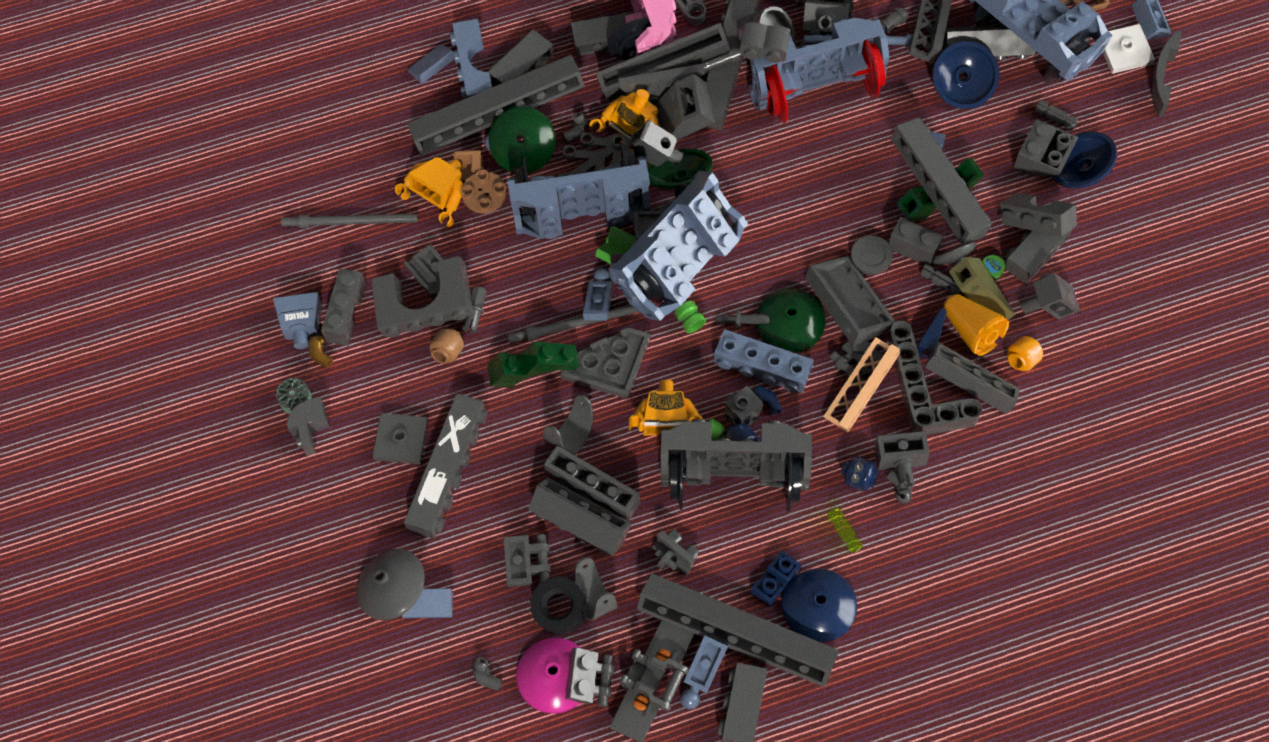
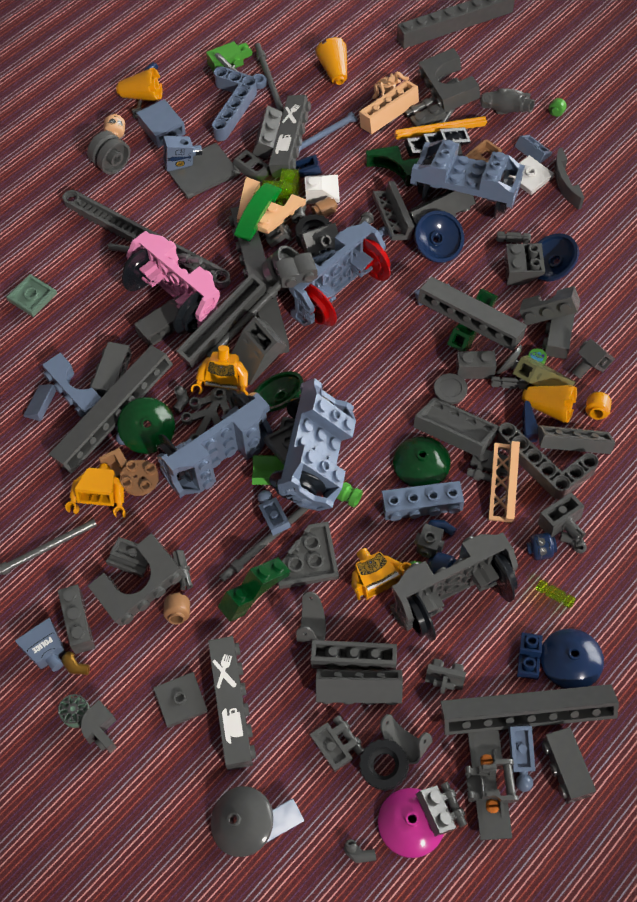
camera: 30 degrees left, 5 degrees down
(654, 144) = (252, 379): dark grey torso -> none
(658, 82) = (228, 335): dark grey wing -> none
(742, 319) = (389, 477): dark grey piece -> none

